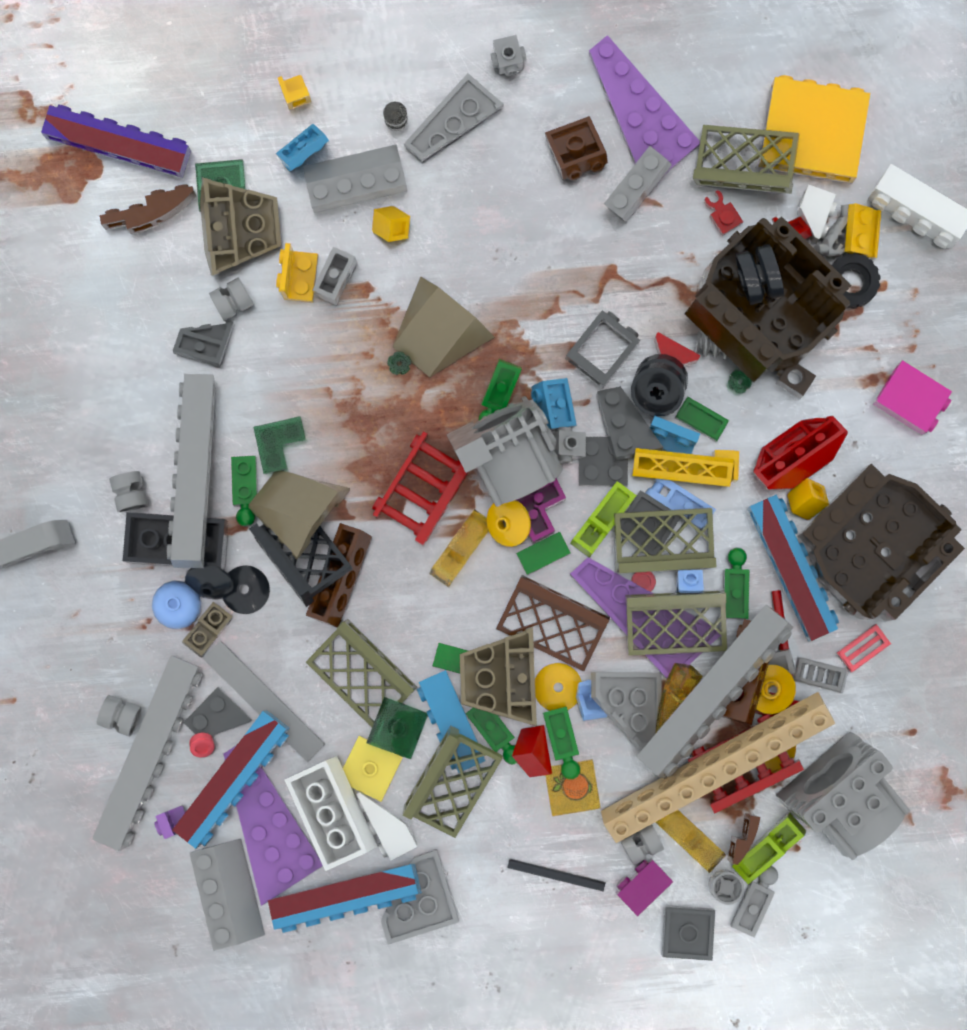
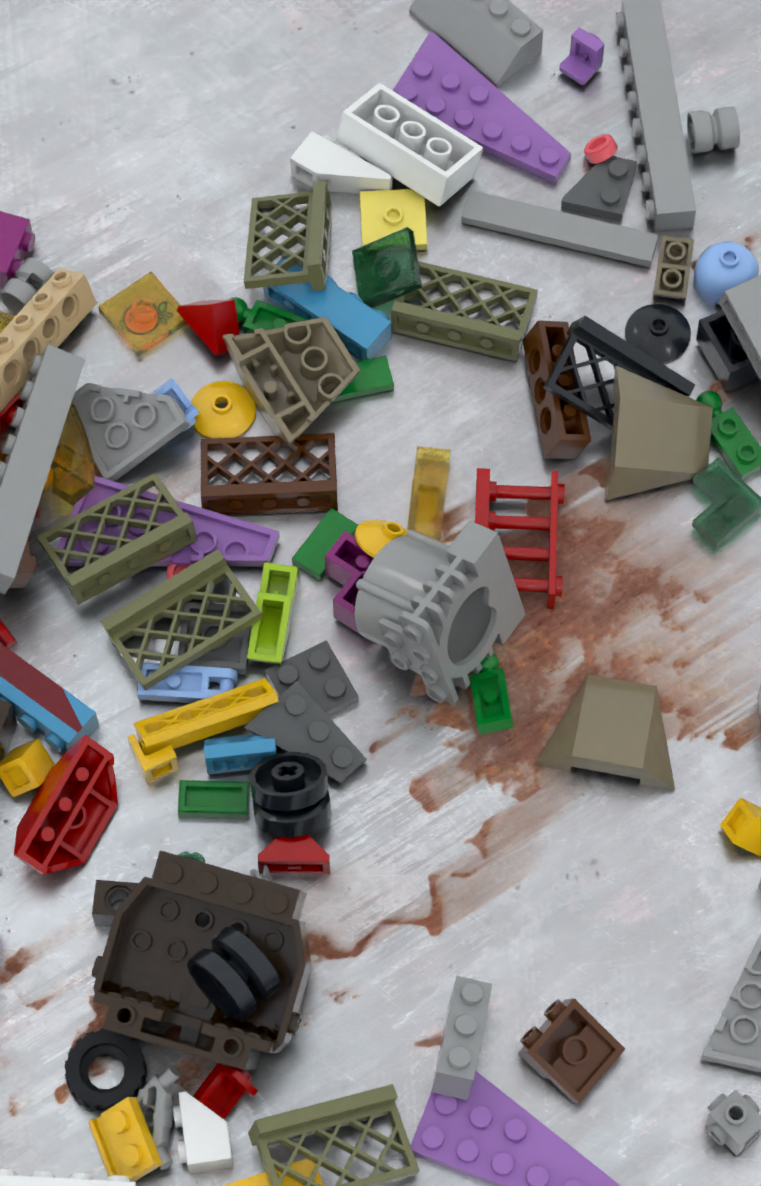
camera: 150 degrees right, 20 degrees down
(210, 582) = (699, 306): black dish -> none
(231, 778) = (543, 124): brick -> none
(343, 897) = (340, 75): brick -> none
(396, 357) = (635, 660): clear green plate -> none
(431, 908) = (253, 117): light grey plate -> none
(555, 402) = (411, 715): dark azure bracket -> none
(556, 875) = (112, 218): black bar -> none
(563, 741) = (183, 351): green plate -> none
(569, 444) = (368, 671): light grey brick -> none
(586, 366) = (395, 781): dark grey window -> none
(689, 581) = (123, 586): light blue bracket -> none
(724, 216) = (323, 1069): red plate -> none
(737, 585) = (63, 622): green plate -> none

